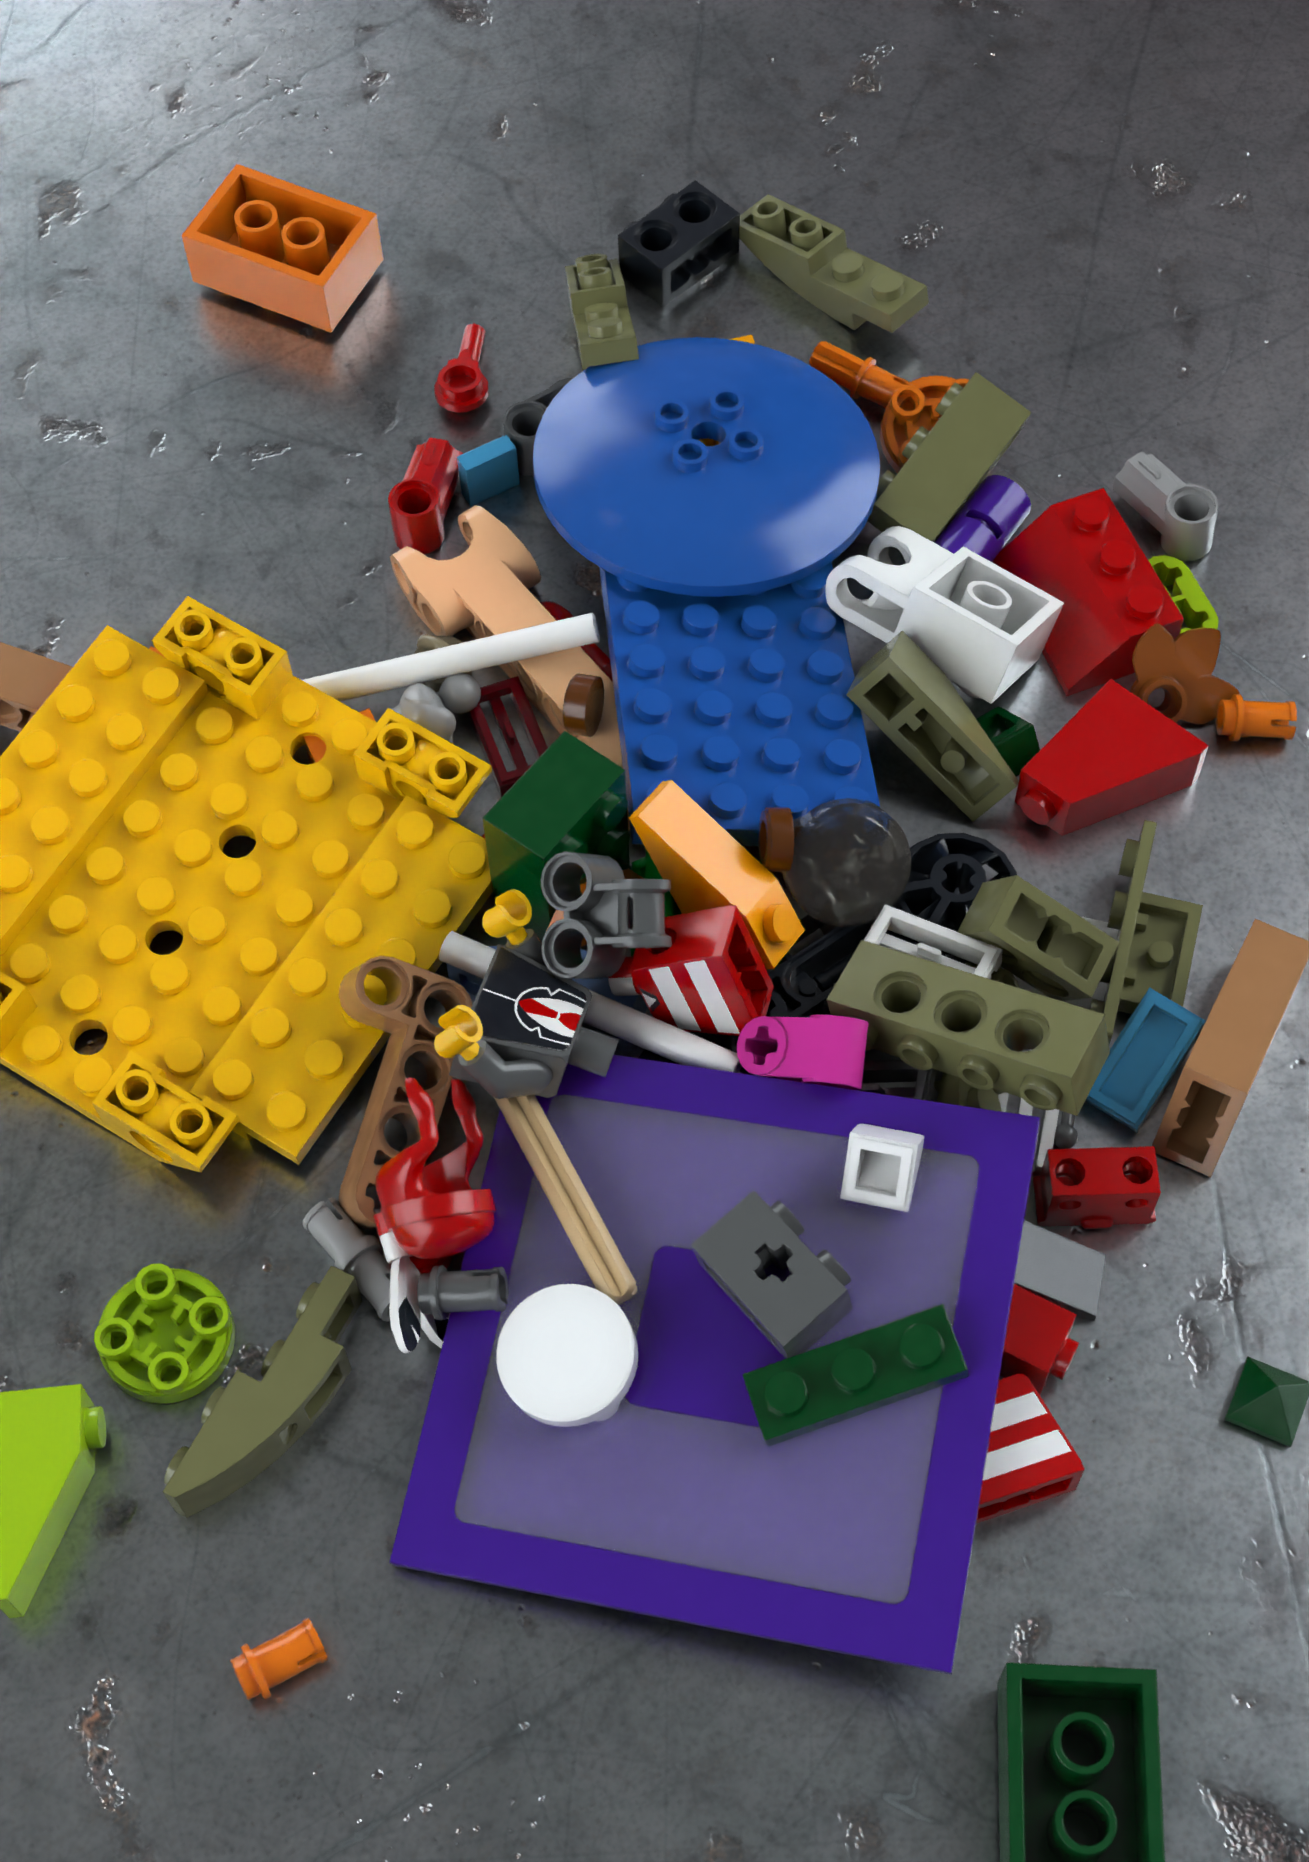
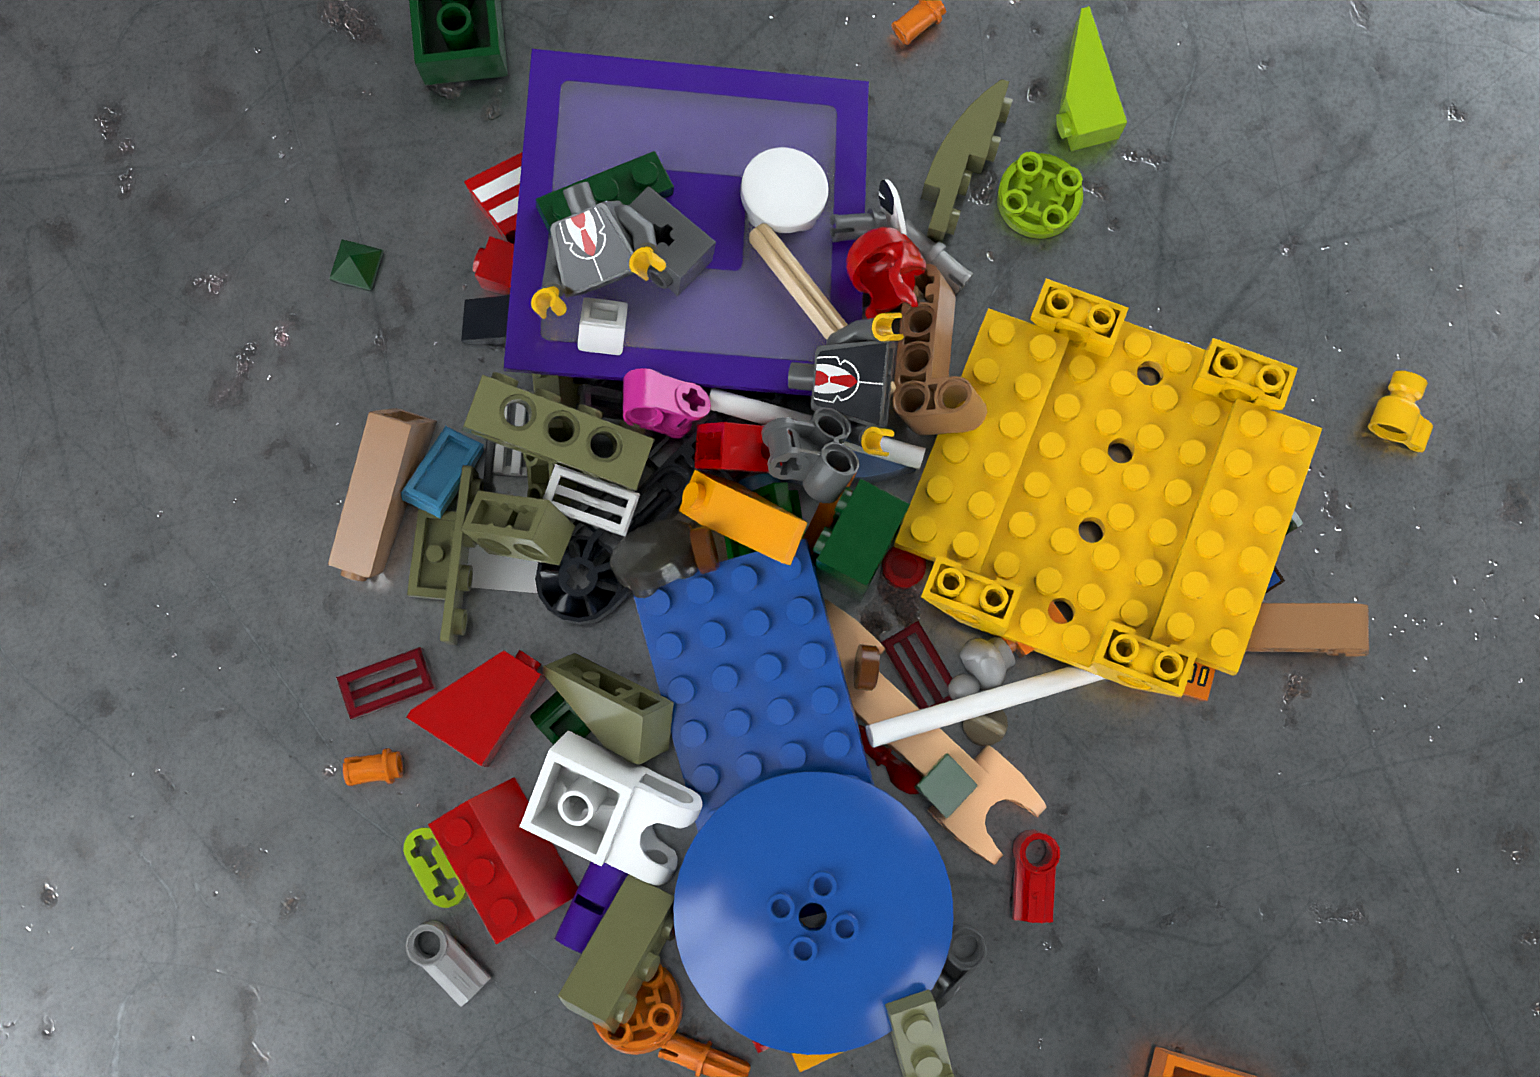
camera: 170 degrees right, 20 degrees up
(461, 383) = (1033, 1000): red plate -> none
(488, 470) = (990, 908): dark azure tile -> none
(514, 577) = (946, 785): none -> slope
(876, 1237) = (594, 249): none -> torso
(1096, 1187) = (460, 372): red piece -> none
(1183, 672) = (431, 786): dark orange plate -> none
(1239, 827) = (422, 670): none -> dark red tile

